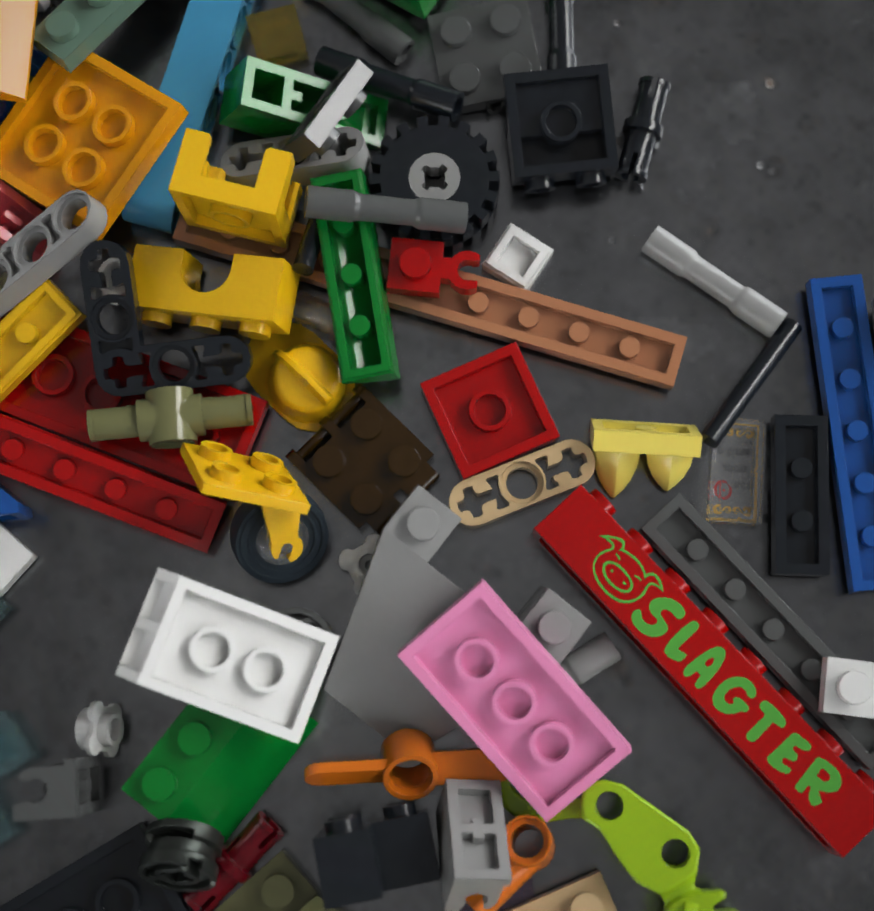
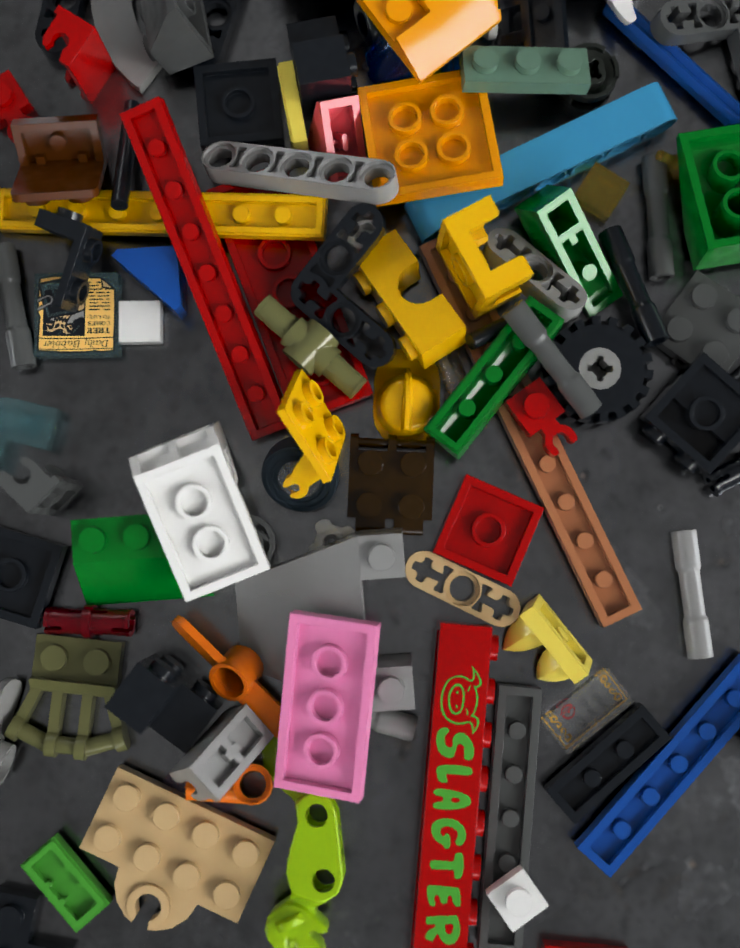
camera: 40 degrees right, 5 degrees up
(99, 729) = (96, 473): white plate -> none
(181, 855) = (65, 590): pearl dark grey wheel -> none
(339, 99) = (595, 267): plate -> none
(517, 258) = (596, 461): white tile -> none
(750, 382) = (649, 672): black bar -> none

